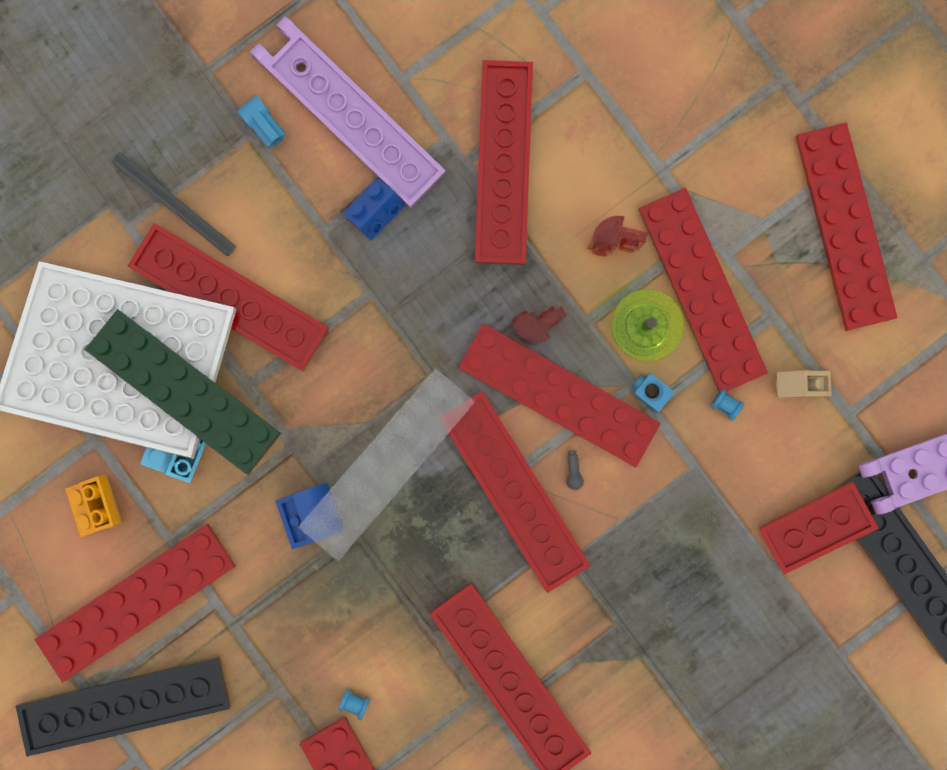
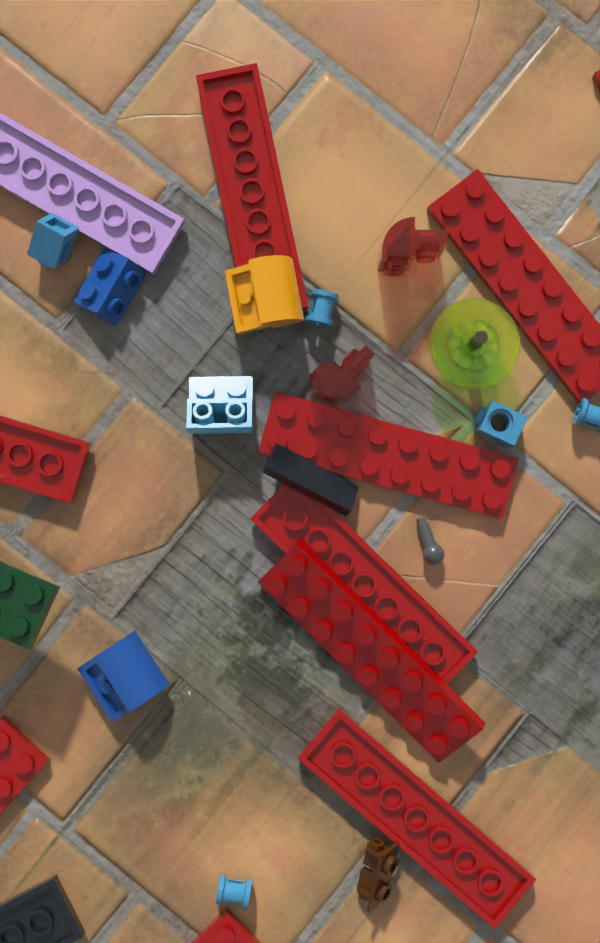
camera: 15 degrees left, 0 degrees up
(339, 163) = (52, 241): none -> dark azure brick
(386, 464) = (199, 593): clear plate -> none
(437, 323) = (220, 405): none -> brick
(465, 726) = (376, 884): none -> reddish brown hinge
(493, 246) = (264, 294): none -> light orange brick
(493, 399) = (310, 479): none -> black tile
(507, 545) = (371, 652): none -> red plate
(535, 267) = (321, 308): none -> dark azure bush

